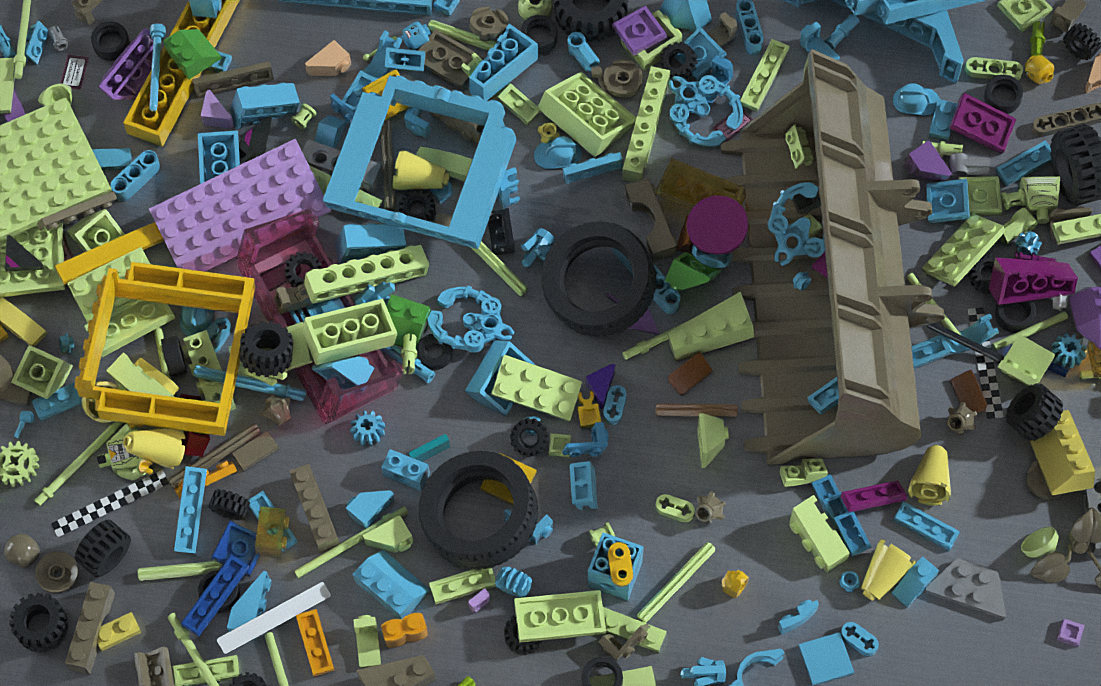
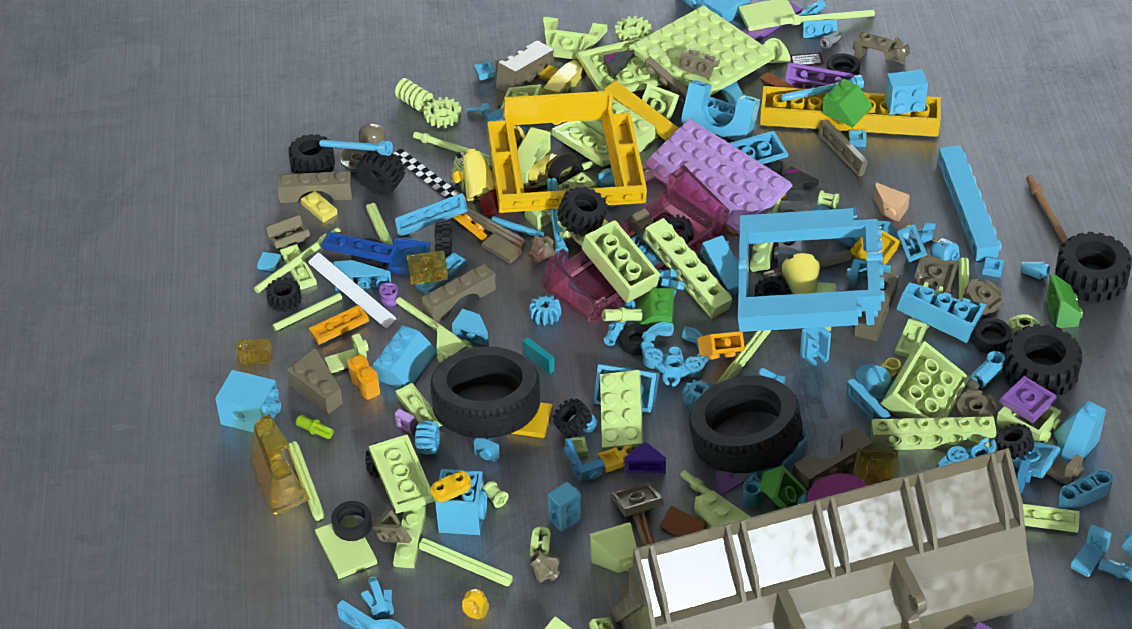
camera: 75 degrees right, 20 degrees down
(64, 173) = (698, 63): none -> dark tan bracket
(96, 530) = (382, 147): none -> medium azure piece
(114, 109) = (773, 81): none -> dark orange slope
(169, 170) = (697, 110): none -> medium azure arch
(214, 113) = (806, 143): lavender slope -> none
(230, 426) = (517, 227): none -> medium azure bar
(263, 101) = (827, 168): medium azure wedge -> none
(285, 577) = (388, 294): none -> medium lavender wheel
(347, 371) = (586, 272): medium azure slope -> none
(405, 470) = (513, 335): medium azure brick -> none
(480, 272) = (719, 344): none -> light orange brick
(501, 232) = (774, 358): black hinge -> none
(536, 306) = (694, 390): none -> medium azure gear
(583, 485) = (539, 469): medium azure hinge -> none
(611, 404) = (629, 476): medium azure beam -> none
(646, 471) = (564, 506): none -> medium azure brick
(649, 404) = (637, 499): none -> dark tan tile

